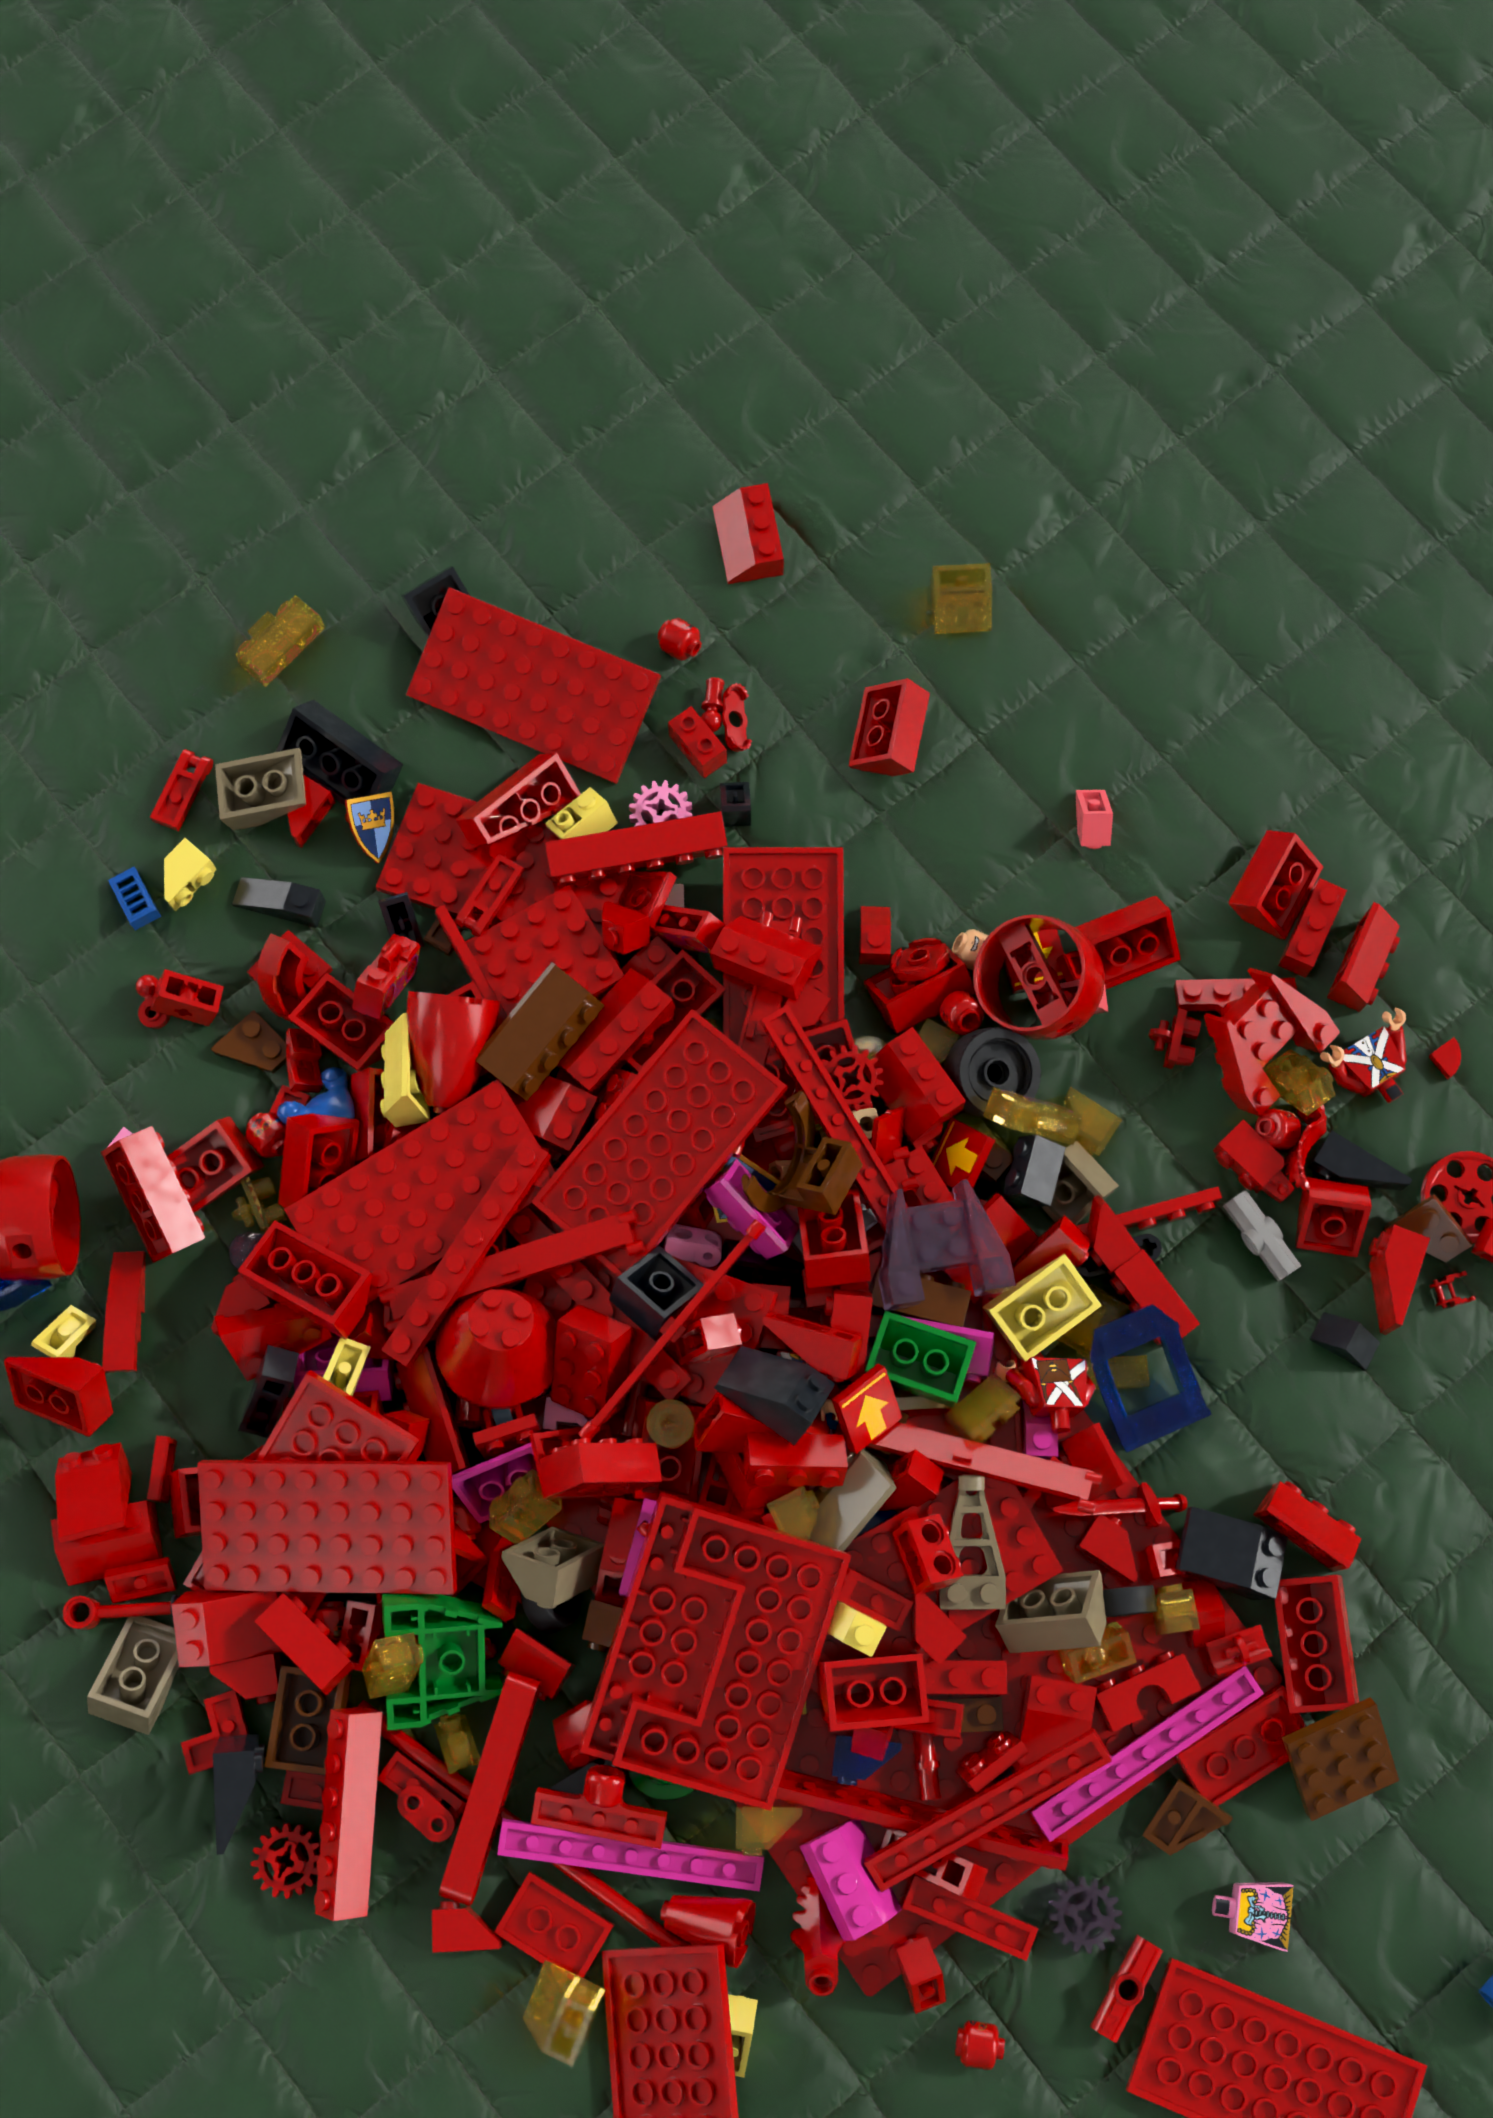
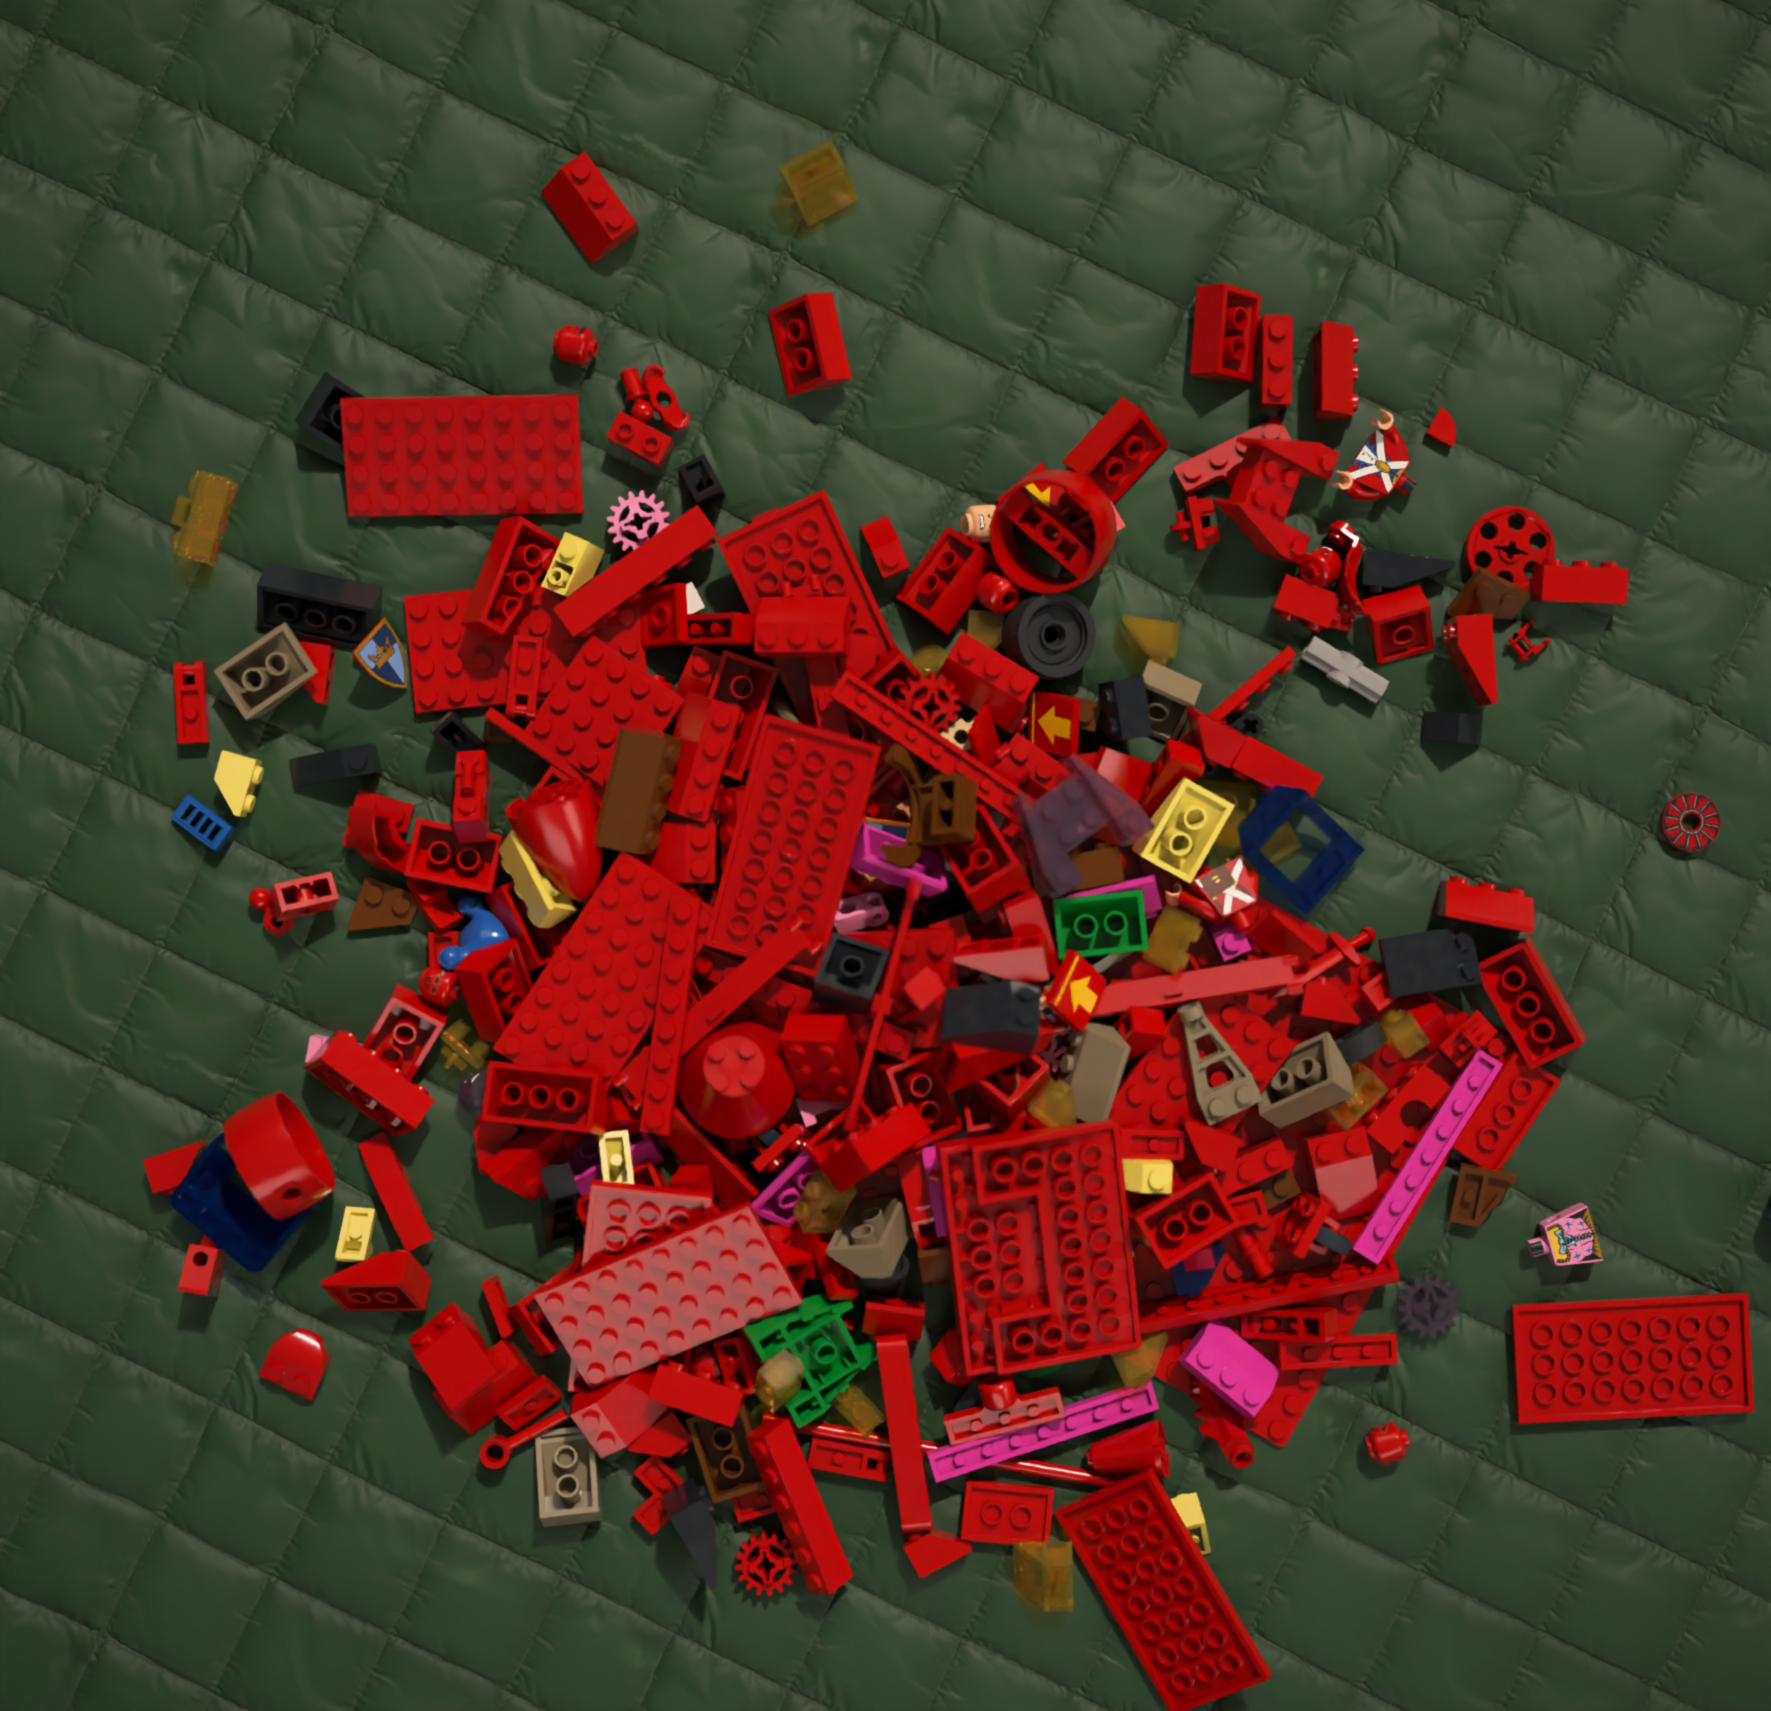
camera: 25 degrees left, 15 degrees up
(426, 1813) = (862, 1474): red plate -> none
(624, 928) = (661, 654): red slope -> none
(670, 1423) = (916, 1080): clear yellow plate -> none
(810, 1462) = (1052, 1056): red brick -> none
(921, 960) = (950, 560): red tile -> none
(921, 1974) = (1317, 1411): red slope -> none
(924, 1555) = (1175, 1094): red brick -> none
(988, 1809) = (1318, 1267): red plate -> none
(1033, 1116) = (1102, 661): clear yellow piece -> none
(1093, 818) = (1034, 345): coral slope -> none
(1116, 2010) = (1485, 1365): red piece -> none
(1300, 1081) = (1322, 516): clear yellow brick -> none
(1340, 1758) = (1586, 1087): reddish brown plate -> none

